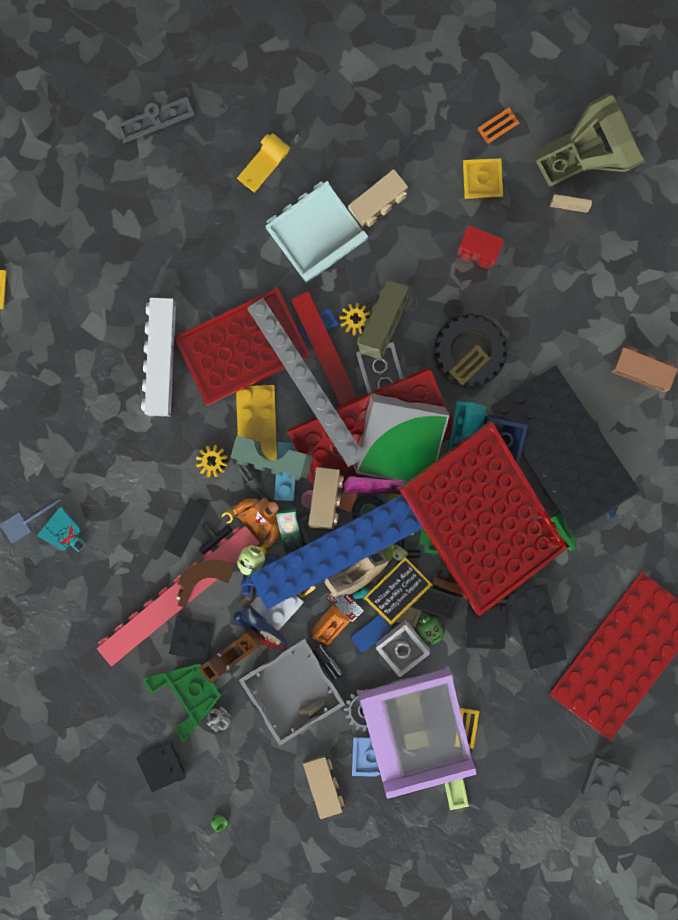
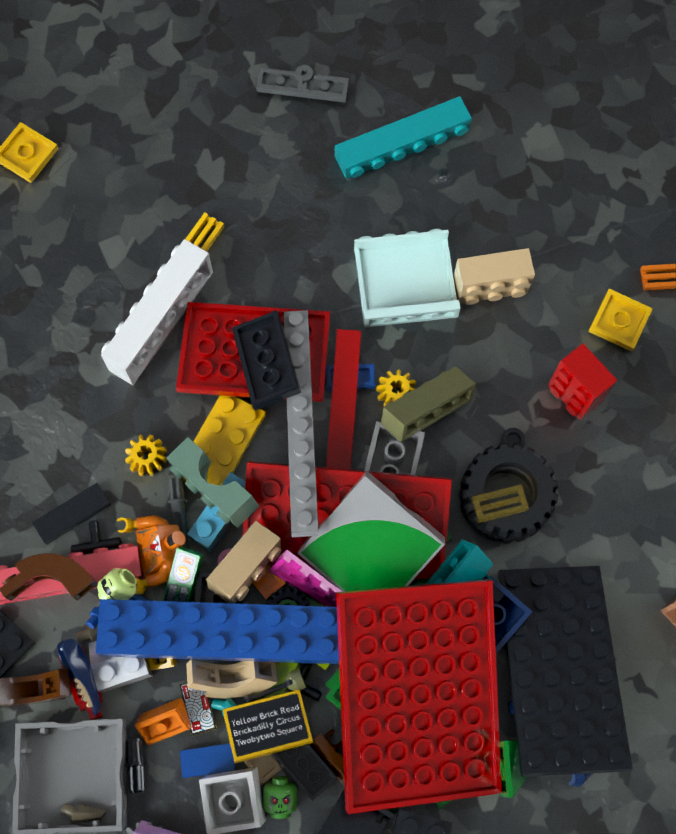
camera: 25 degrees right, 15 degrees down
(153, 265) = (197, 228): none -> yellow tile
(253, 122) = (403, 138): none -> teal brick
(257, 352) = (266, 360): none -> black tile
(264, 162) = (405, 178): yellow door -> none

